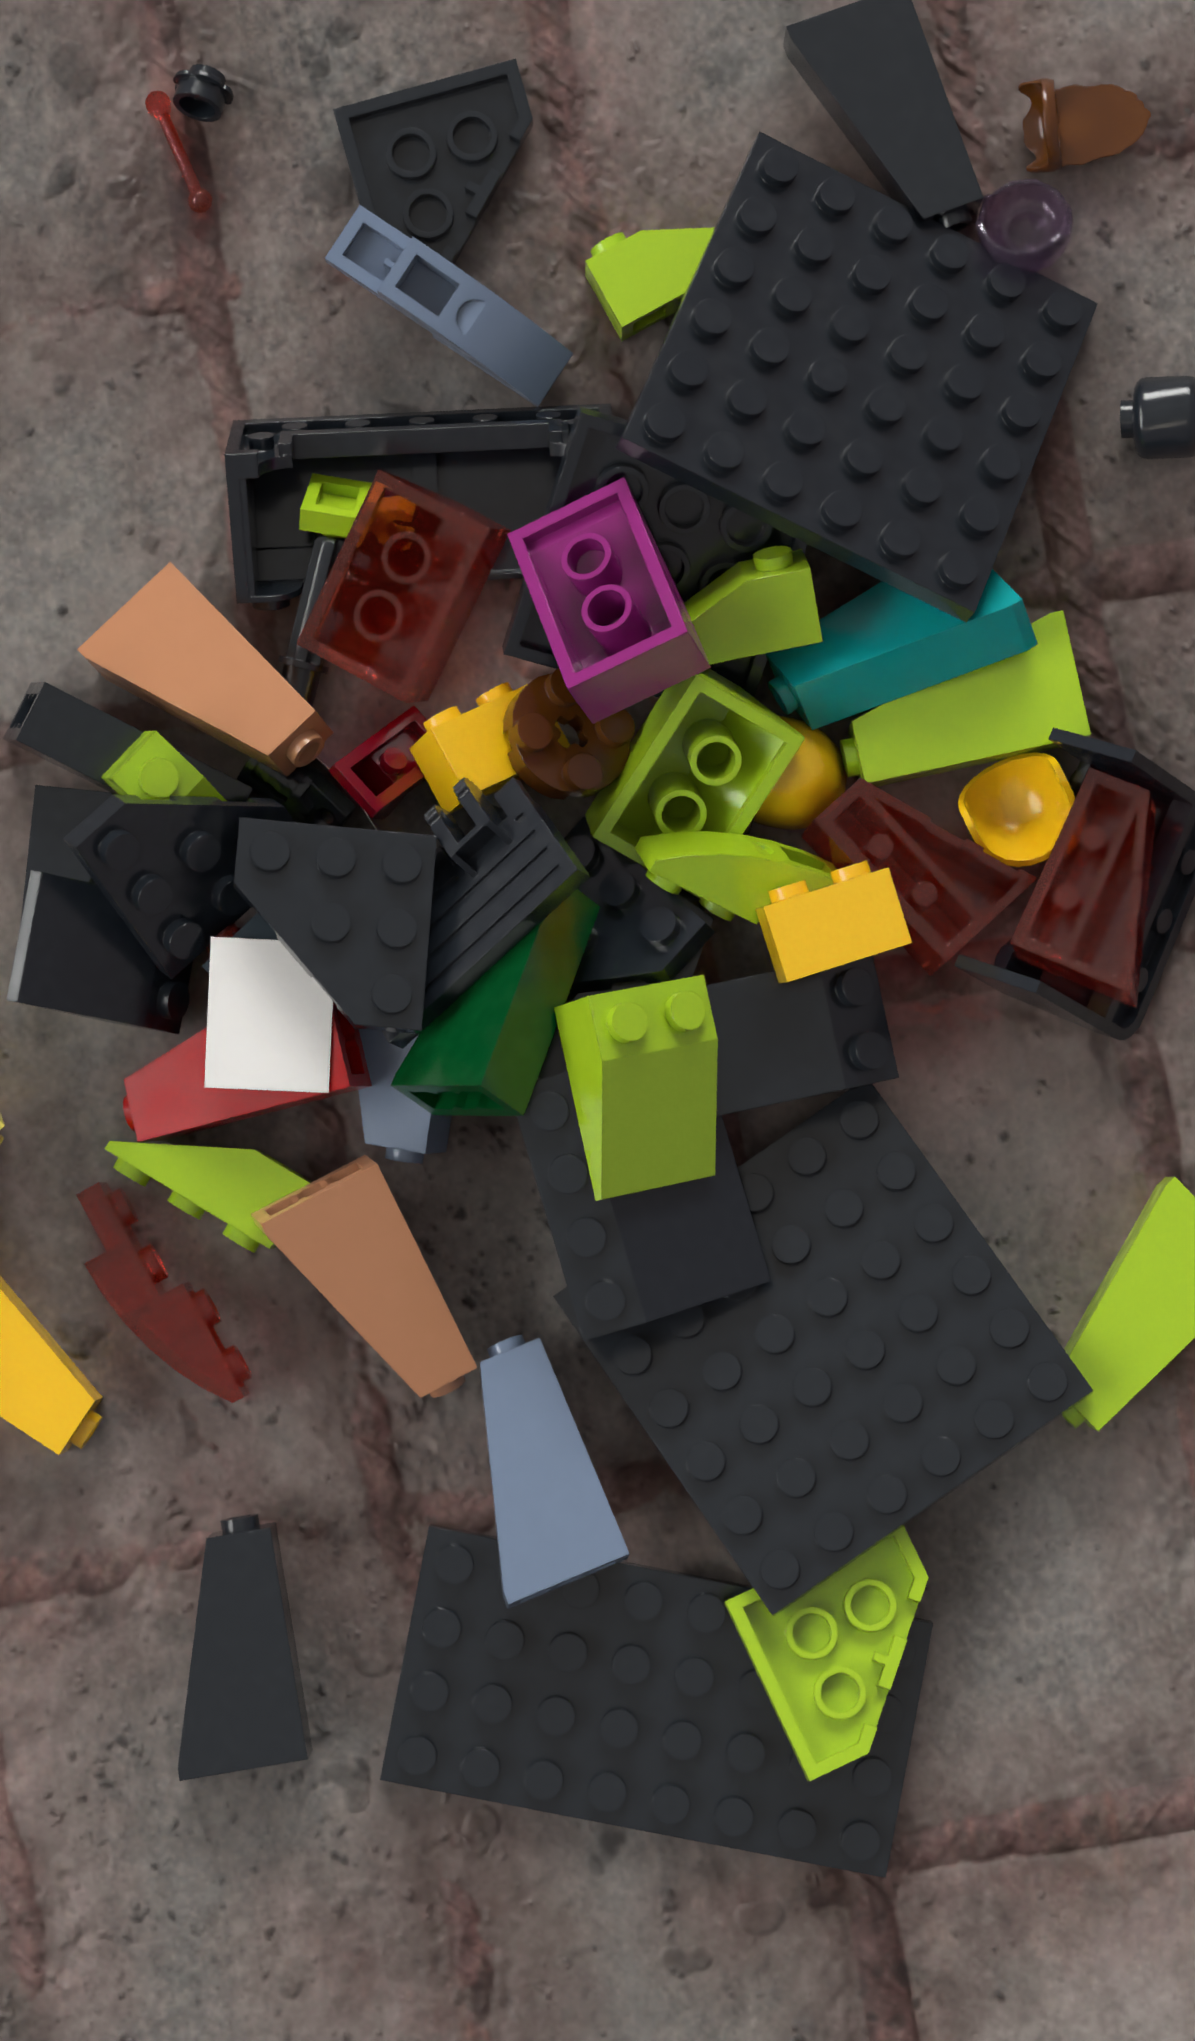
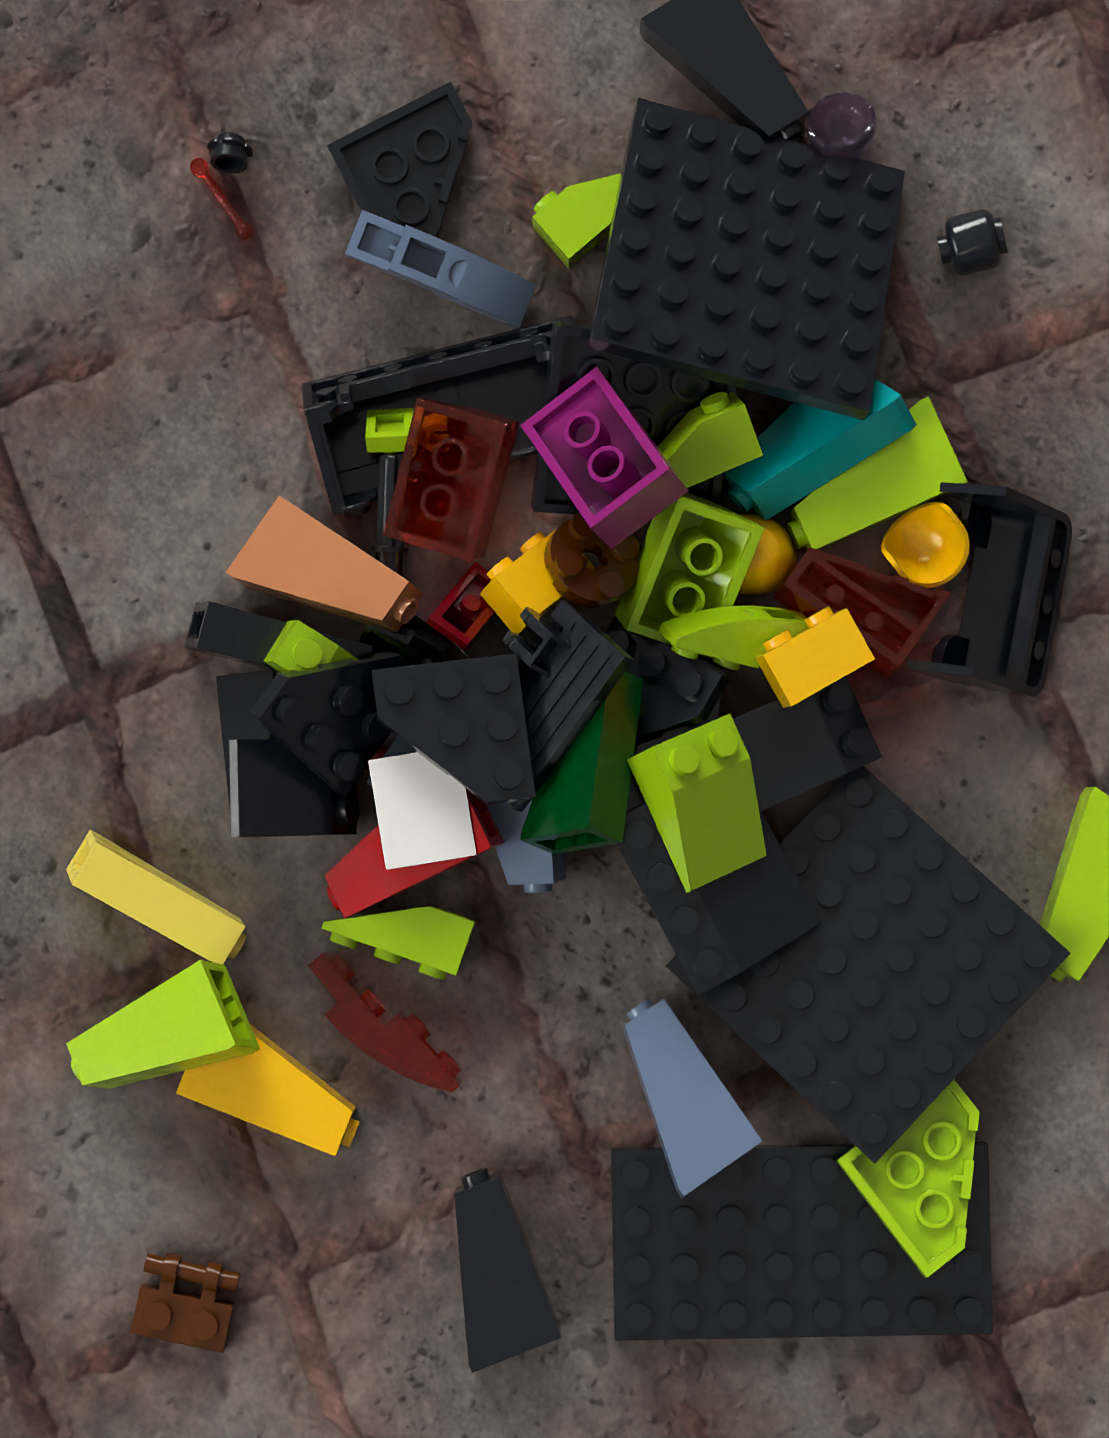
camera: 15 degrees left, 0 degrees up
(367, 1265) = (529, 972): nougat slope -> none
(1079, 123) = (864, 44): reddish brown piece -> none
(1094, 891) = (994, 594): clear red wedge -> none

